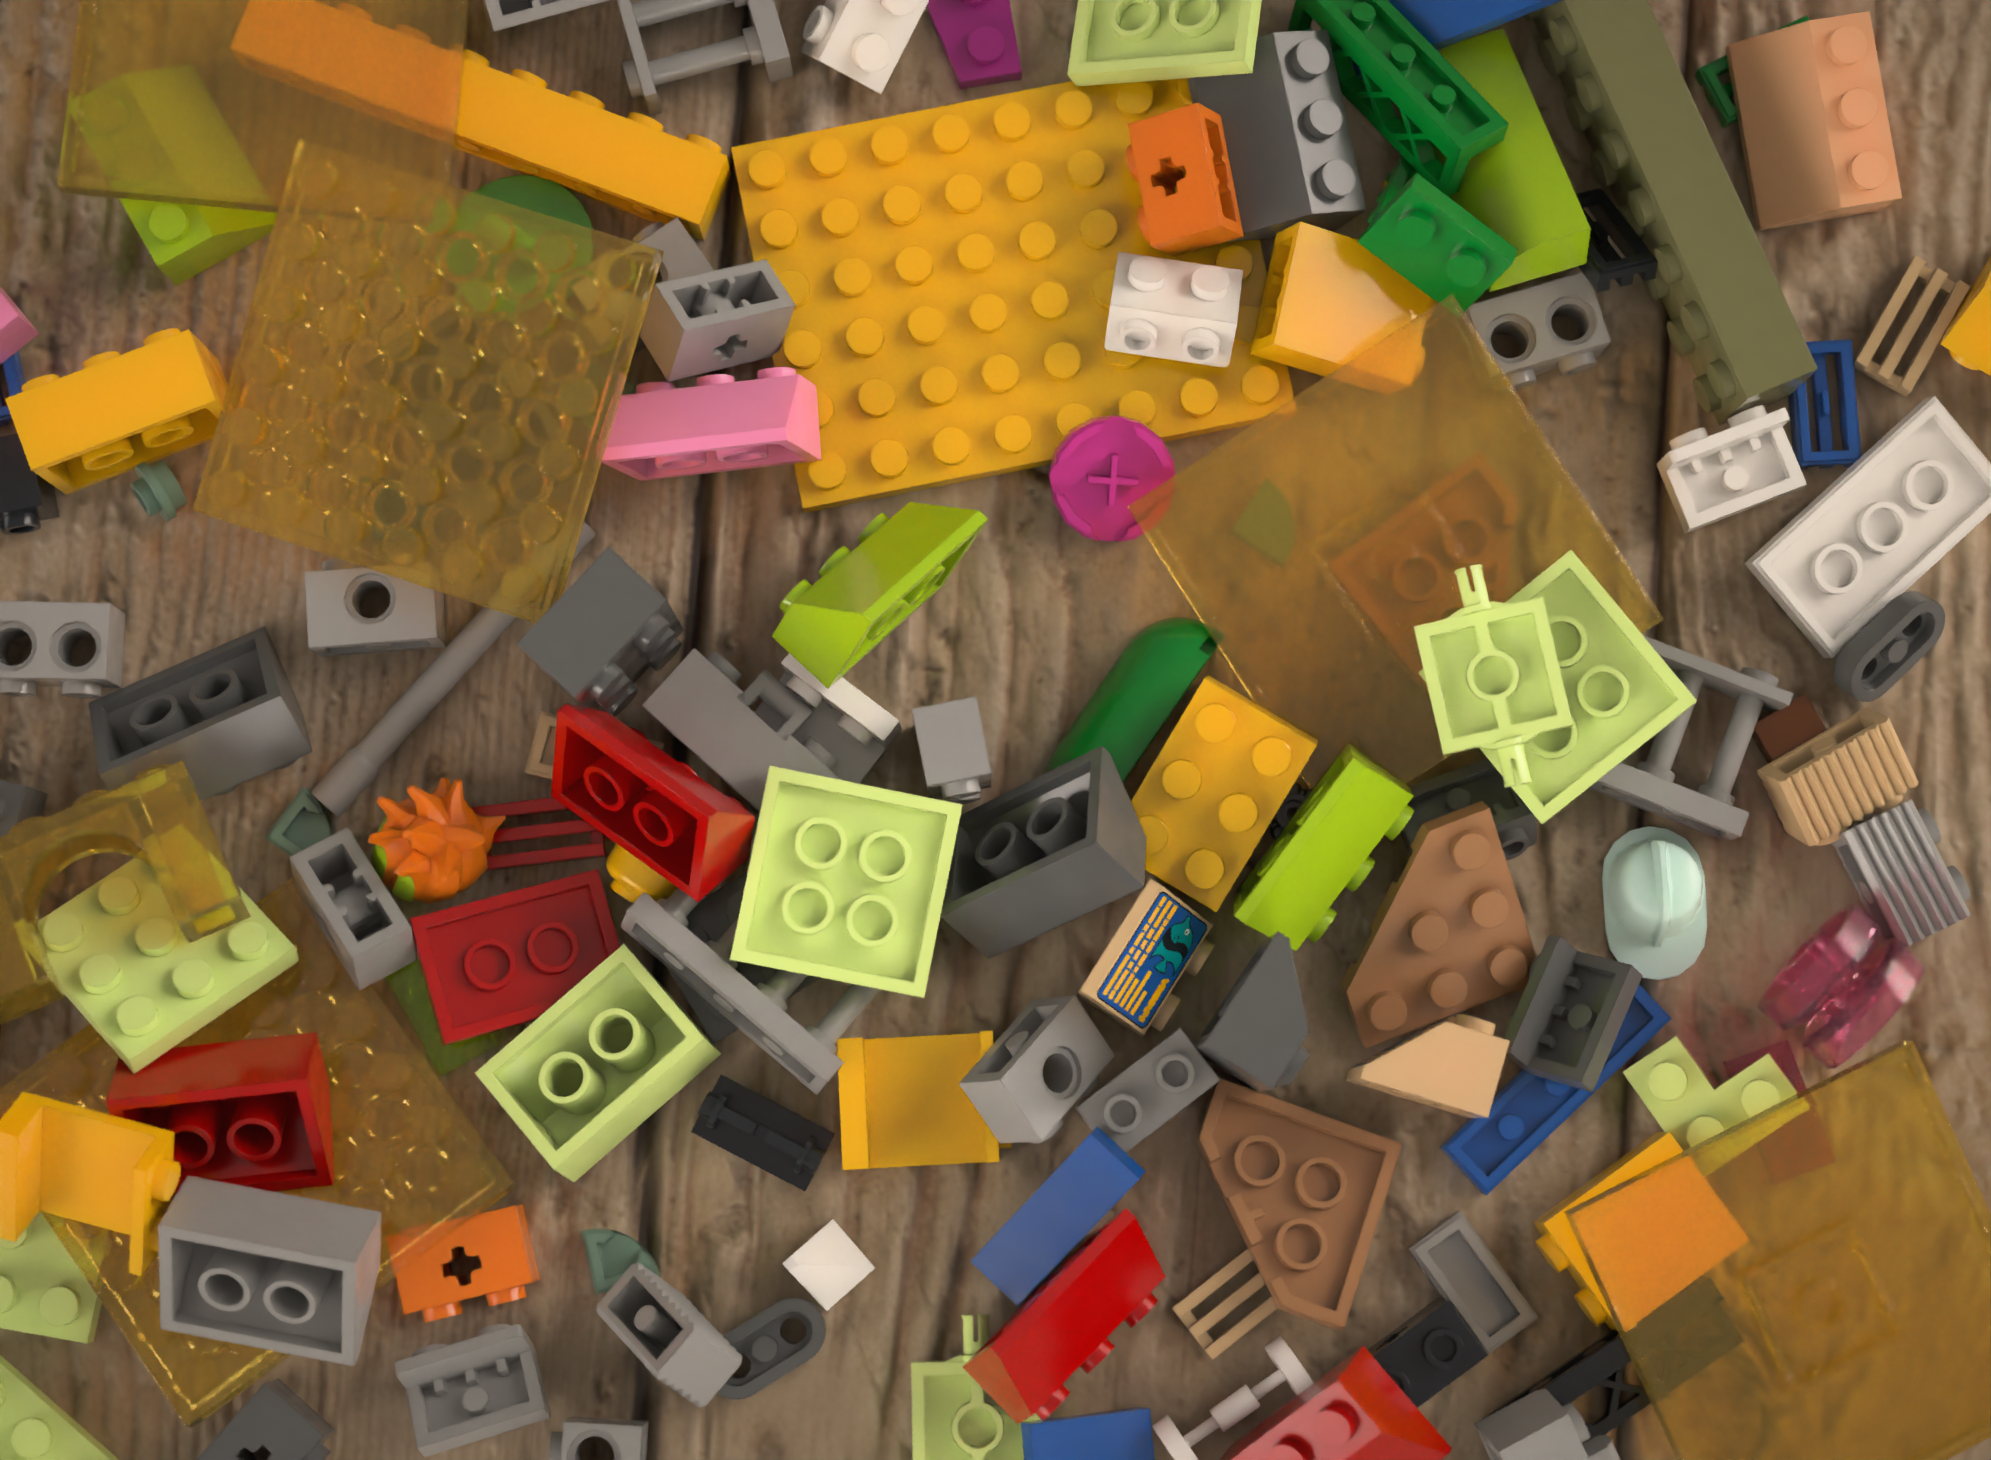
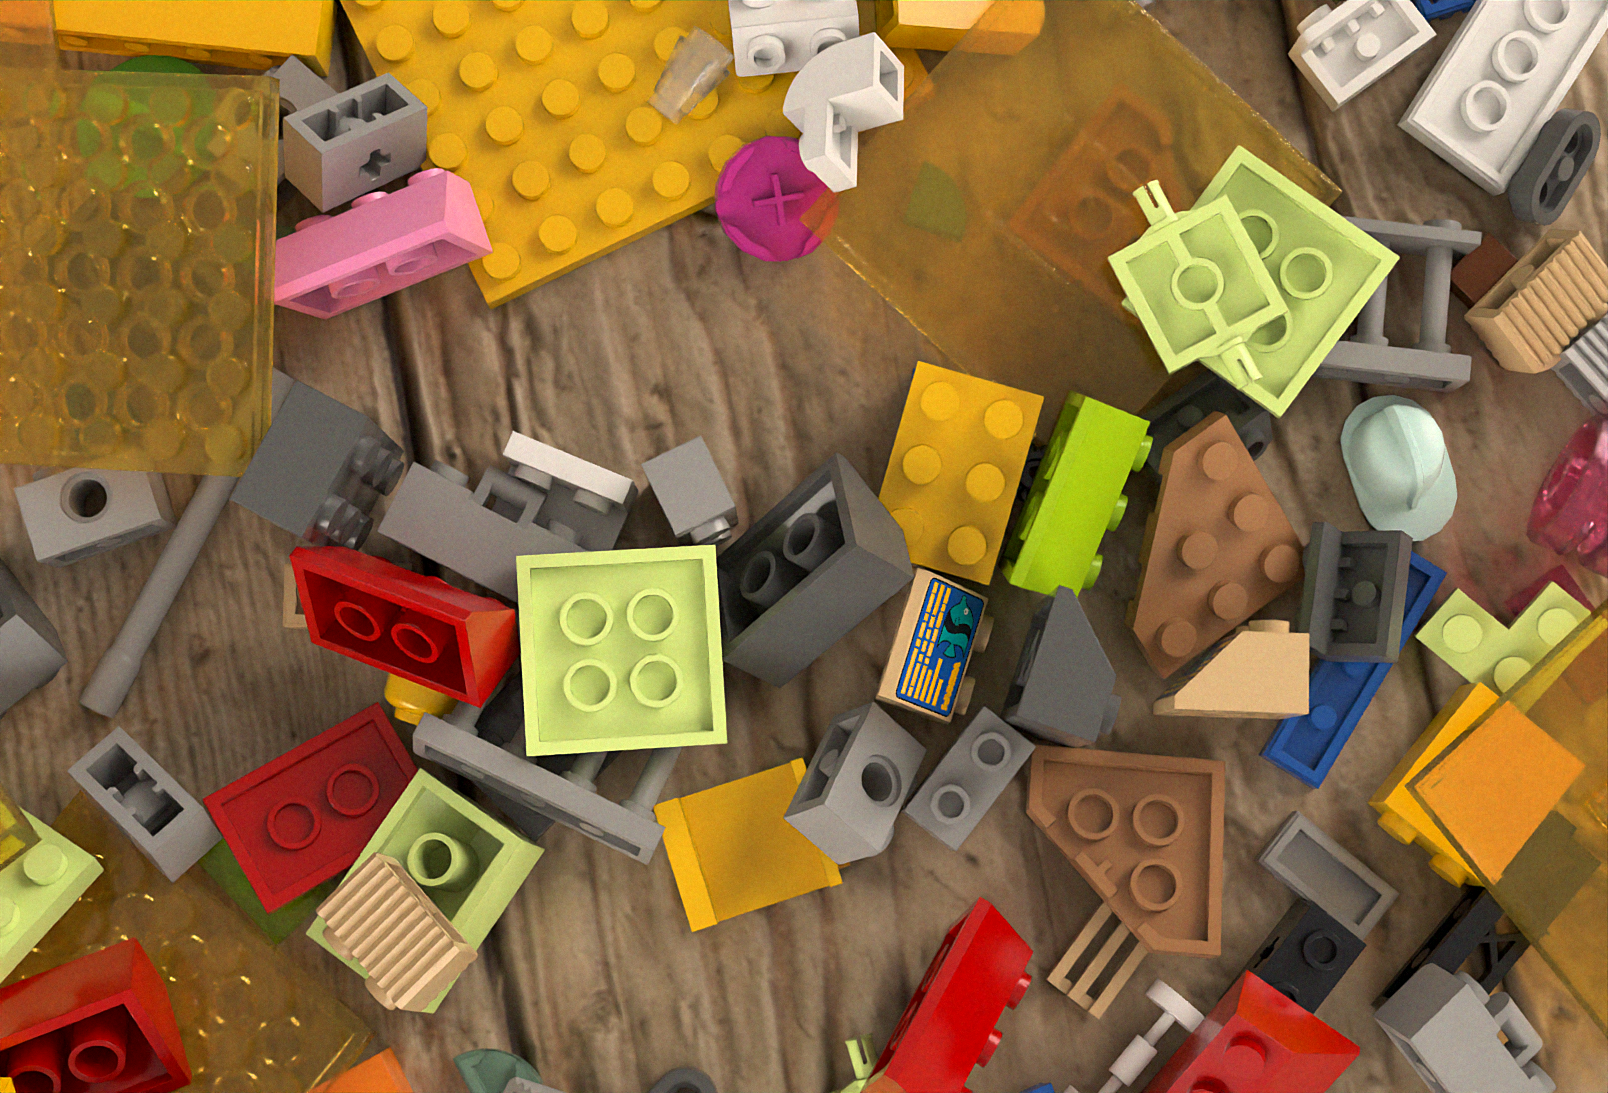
camera: 15 degrees left, 0 degrees up
(301, 824) = (76, 733): sand green tile -> none
(431, 843) = (206, 720): orange hair -> none
(540, 857) = (261, 701): red tile -> none
(562, 1095) = (394, 935): none -> tan brick
(762, 1132) = (604, 915): black hinge -> none
(829, 1265) = (703, 1026): white slope -> none
(874, 586) = (574, 358): lime slope -> none
(1057, 1216) = (913, 920): blue tile -> none
(1058, 337) = (690, 74): none -> clear cone
(1138, 693) = (857, 395): green brick -> none
(1199, 398) = (837, 96): none -> white brick

